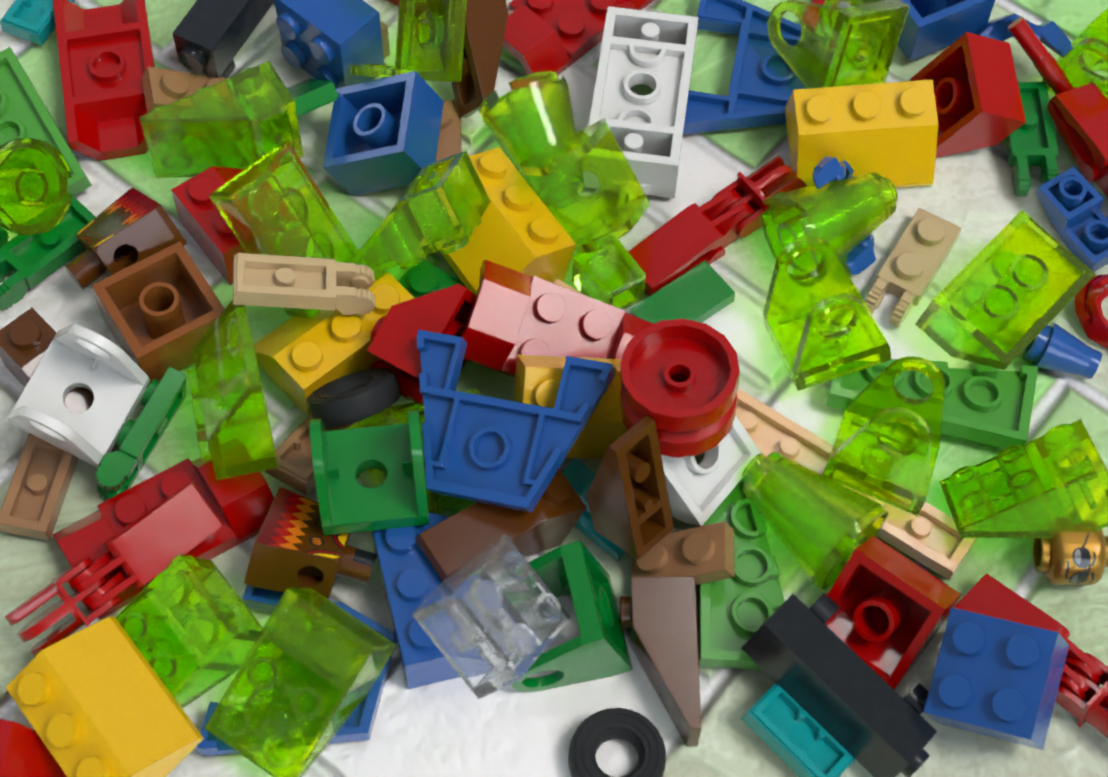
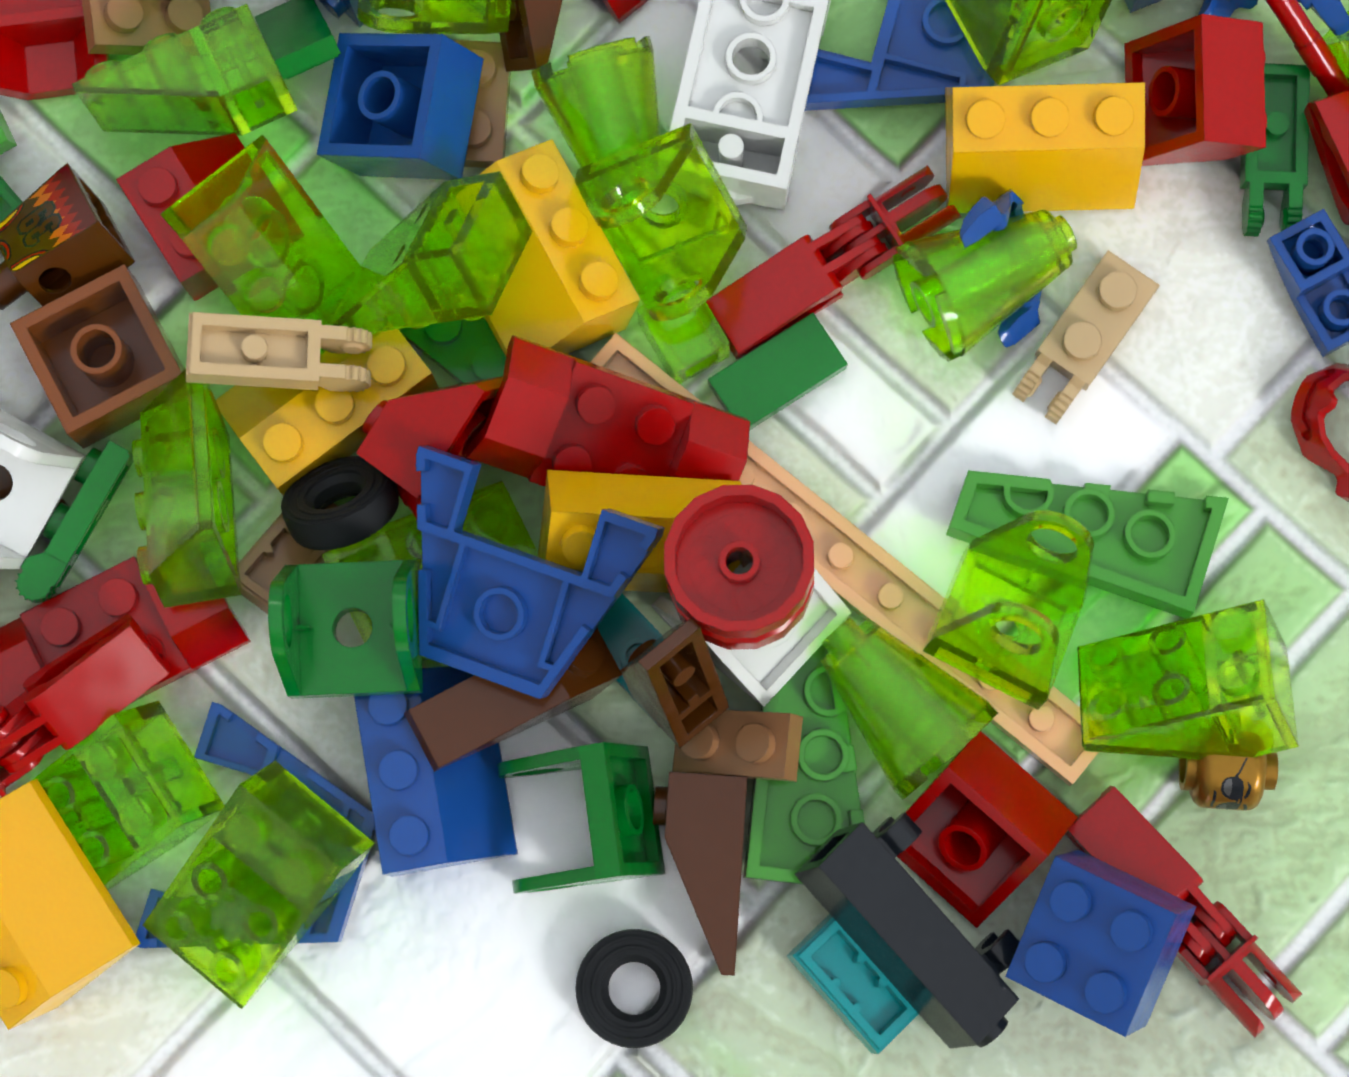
camera: 10 degrees right, 20 degrees up
(296, 553) = (255, 718): reddish brown torso -> none
(492, 618) = (492, 825): clear slope -> none
(820, 319) = (947, 395): clear neon green hose -> none
(1005, 295) = (1200, 403): clear neon green slope -> none
(1062, 352) = (1259, 478): blue cone -> none

